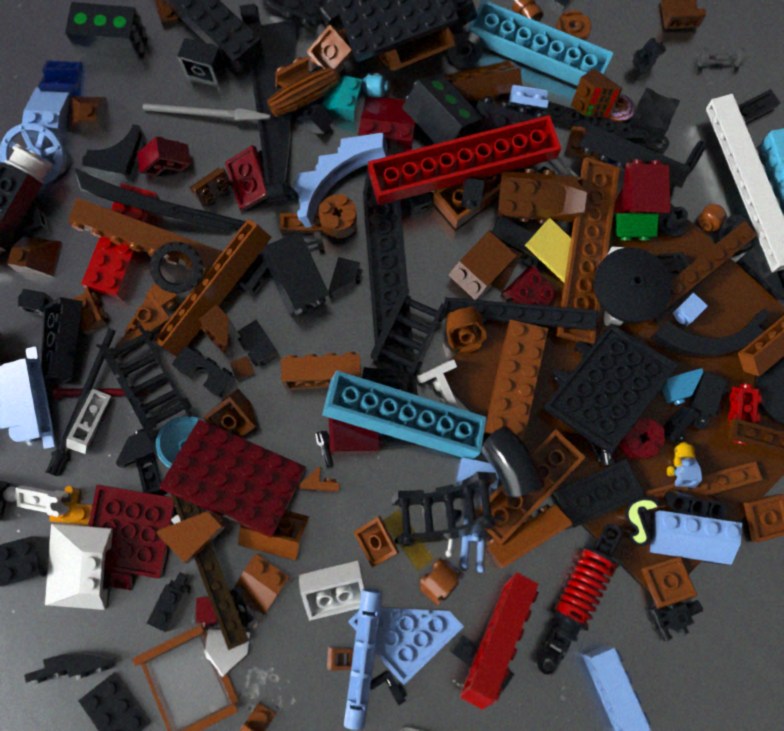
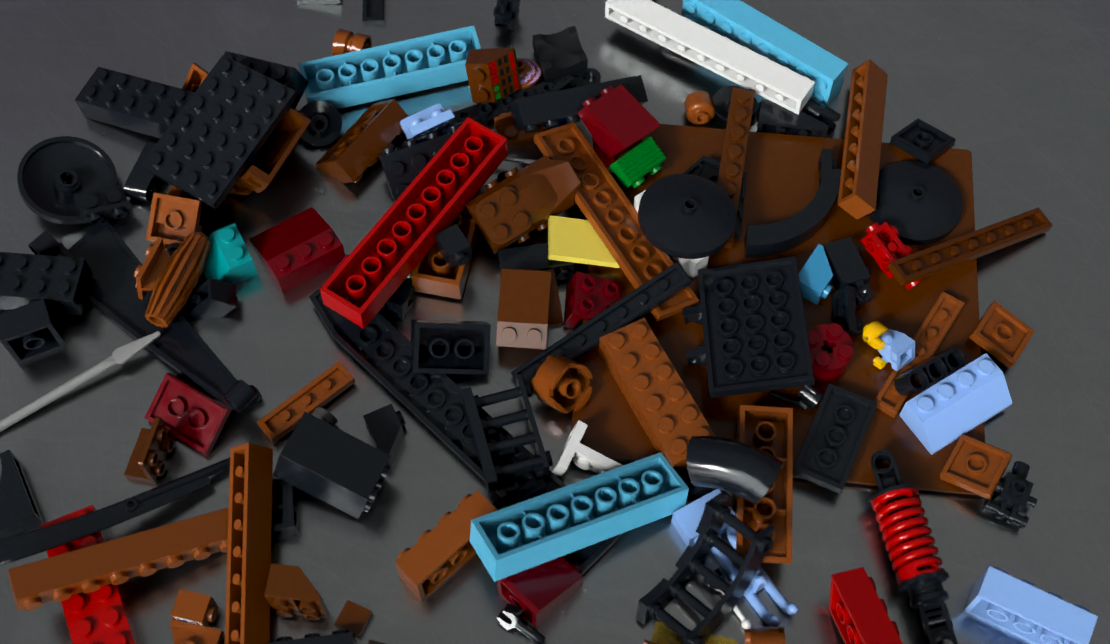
camera: 40 degrees left, 15 degrees down
(162, 155) = (64, 460): dark red brick -> none
(173, 287) = (185, 532): black tyre -> none
(257, 342) = (348, 576): black hinge -> none
(331, 168) = (276, 334): light blue arch -> none
(337, 206) = (327, 374): dark orange brick -> none
(375, 85) = (252, 221): medium azure head -> none
(422, 254) = (450, 346): none -> black slope
(441, 109) = (347, 193): black brick -> none
(529, 535) = (809, 534): dark orange slope -> none
(577, 18) = (408, 22): dark orange tile -> none
(636, 518) = (892, 431): animal -> none
(675, 222) = (670, 134): black gear -> none
(689, 309) = (757, 202): light blue brick -> none
(696, 154) = (631, 62): black axle -> none

